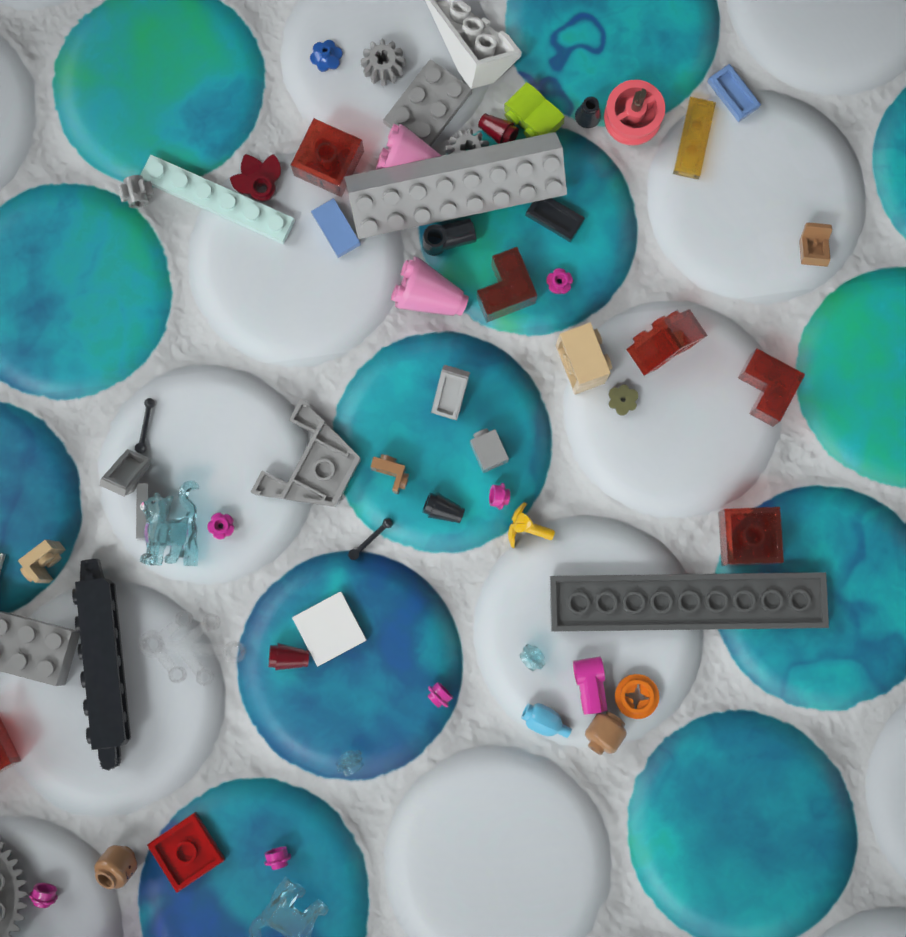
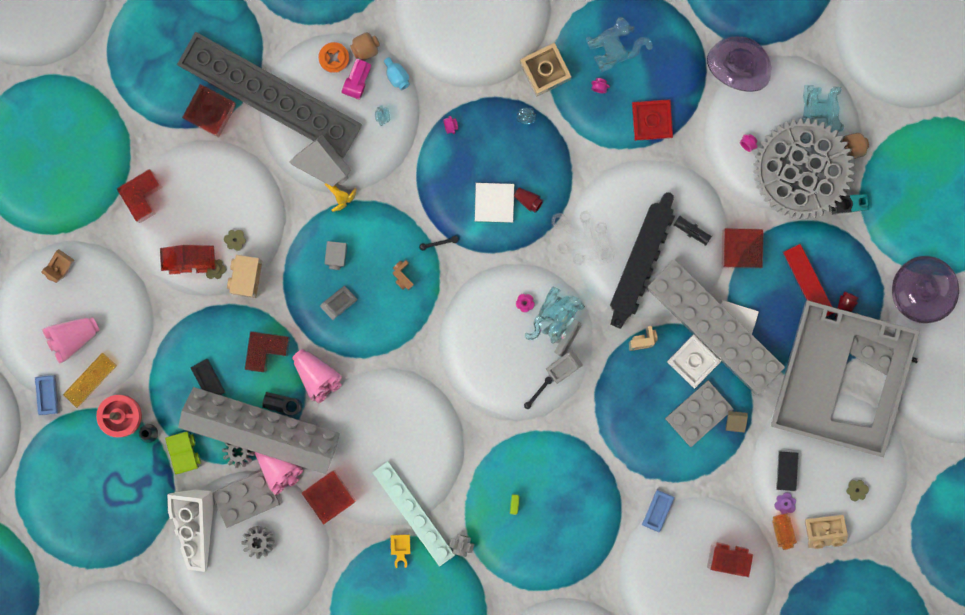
camera: 145 degrees left, 5 degrees up
(39, 737) = (703, 238): none -> black pin
(98, 275) = (514, 504): none -> lime tile
(115, 867) = (696, 134): medium nougat head -> none
(209, 150) = (400, 546): none -> yellow plate
(257, 174) = (380, 516): dark red plate -> none
(322, 469) = (444, 301): light grey wing -> none
(326, 55) = (296, 569): blue plant -> none
(335, 228) = (349, 451): medium blue tile -> none
(357, 838) = (545, 69): none -> tan brick
(442, 508) = (385, 236): black cone -> none
(498, 129) = (210, 455): dark red cone -> none
(499, 496) = (345, 223): dark pink plate -> none
(563, 287) = (224, 335): dark pink plate -> none
(572, 553) = (322, 162): none -> light grey slope
(619, 354) = (220, 269): none -> olive plant
(750, 169) = (69, 336): none -> bright pink cone

